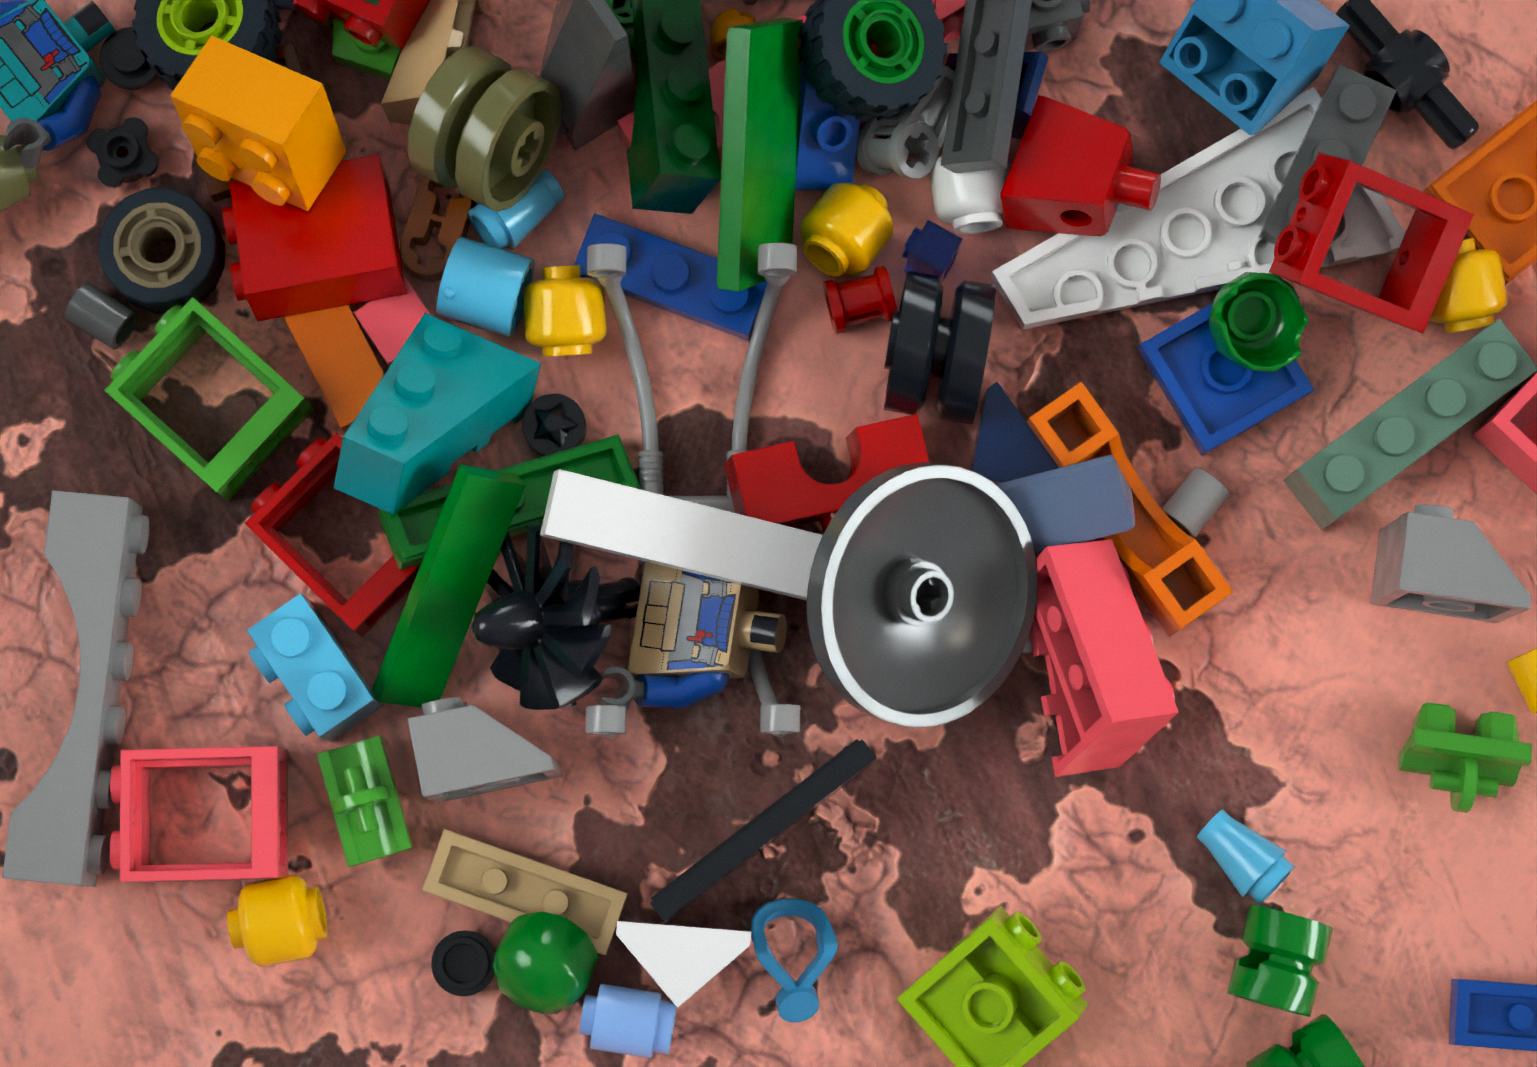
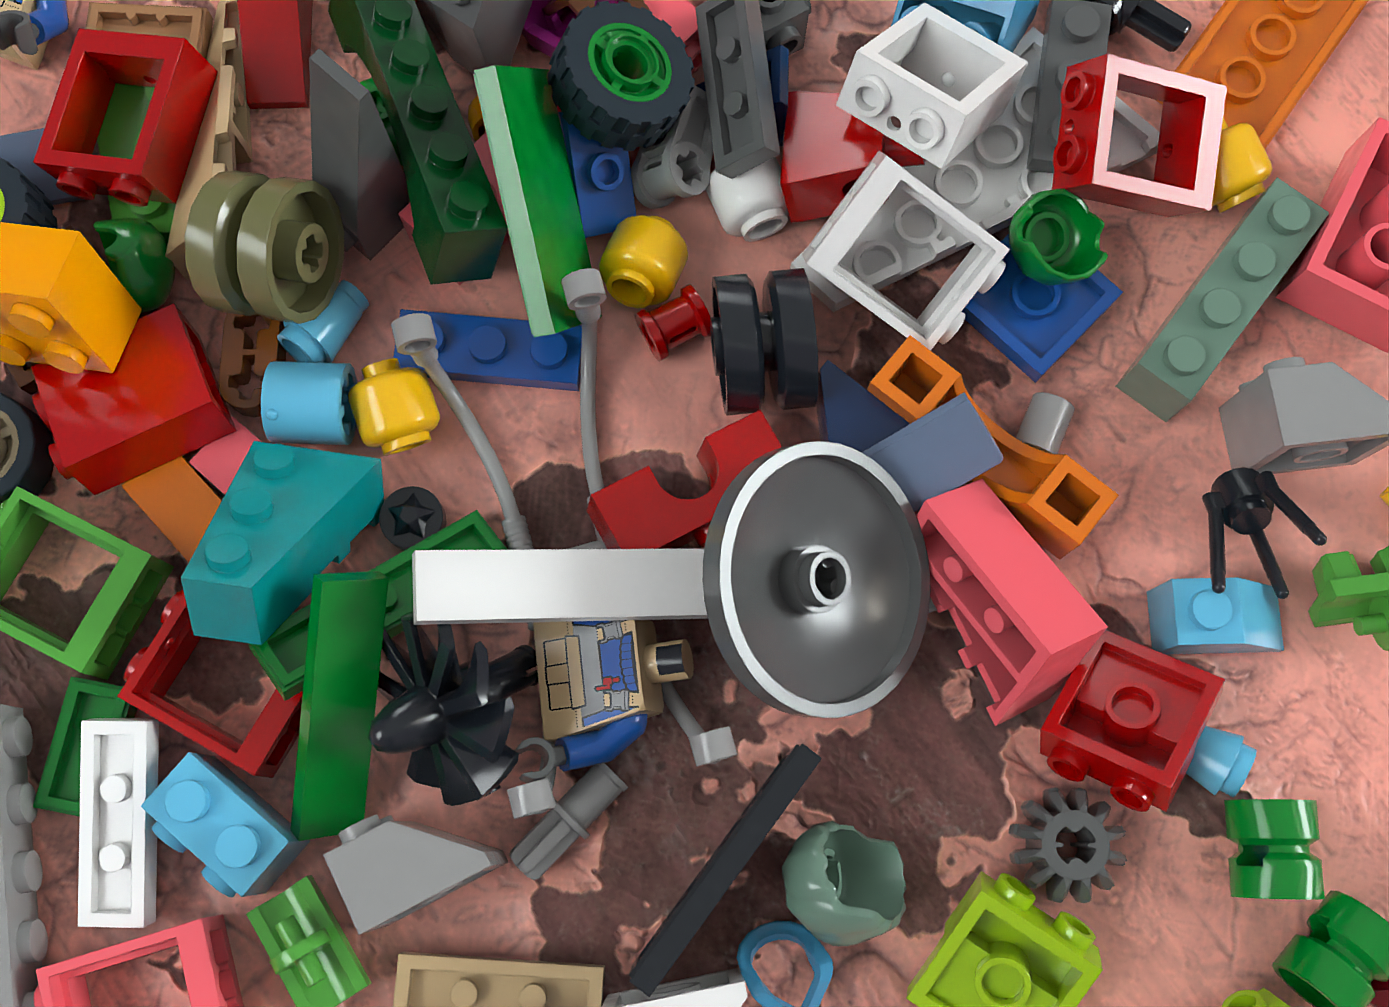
camera: 15 degrees left, 5 degrees down
(197, 562) = (61, 774): none -> green tile
(215, 638) = (114, 831): none -> white plate
(353, 94) = (138, 259): none -> green hair
(628, 752) = (567, 821): none -> light grey axle
(868, 879) = (844, 884): none -> sand green hair
(931, 250) = (728, 253): clear blue piece -> none
(1060, 248) = (944, 313): none -> white window
(1084, 925) = (1092, 845): none -> dark grey gear
(1181, 805) = (1129, 721): none -> red plate
(1209, 104) = (911, 77): none -> white window
(1303, 734) = (1196, 620): none -> medium azure slope
(1364, 633) = (1245, 503): none -> black plant

